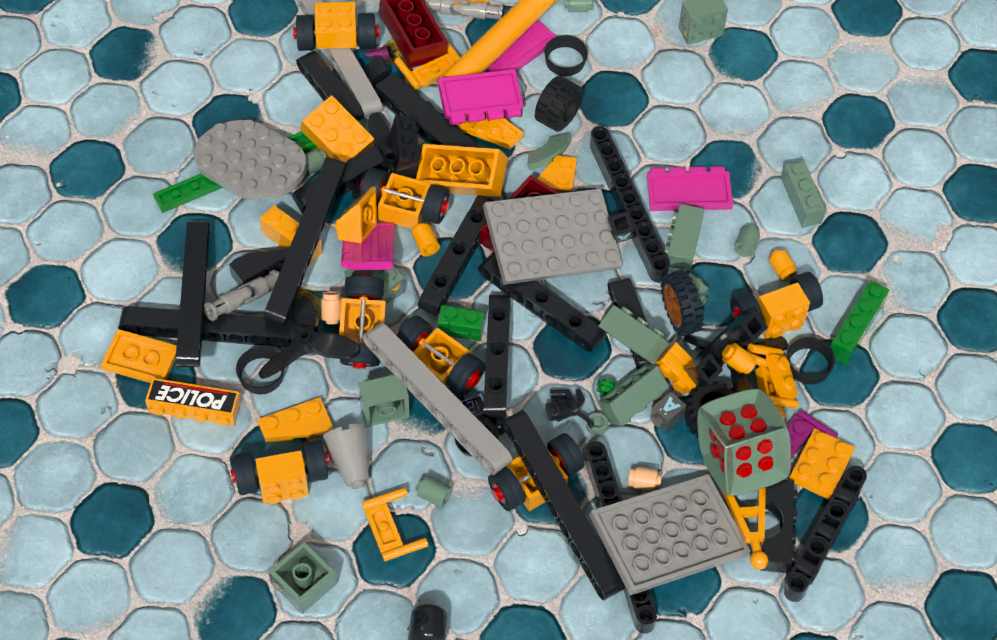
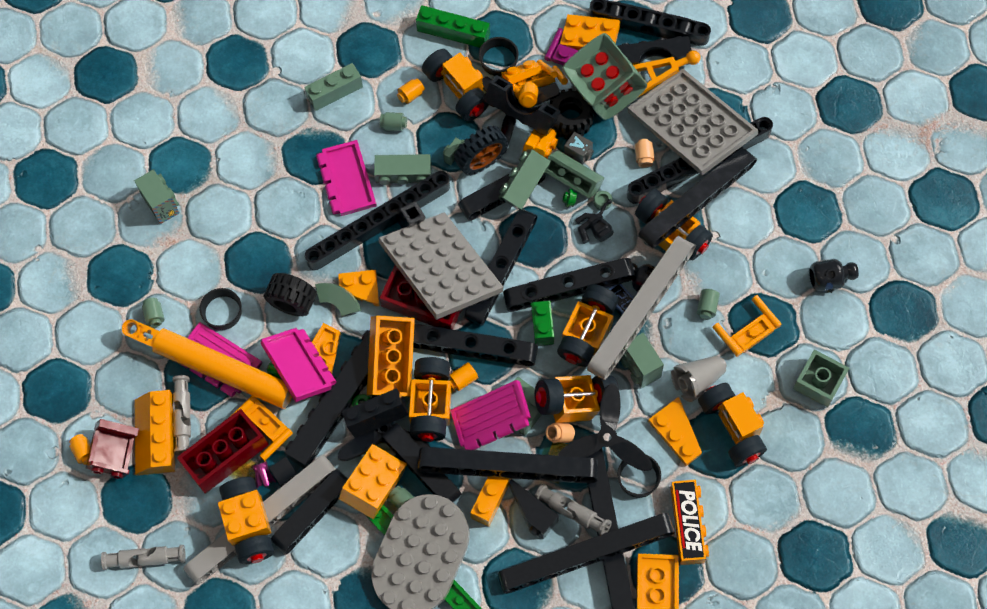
camera: 100 degrees left, 10 degrees up
(358, 219) = (467, 431): light orange slope -> none

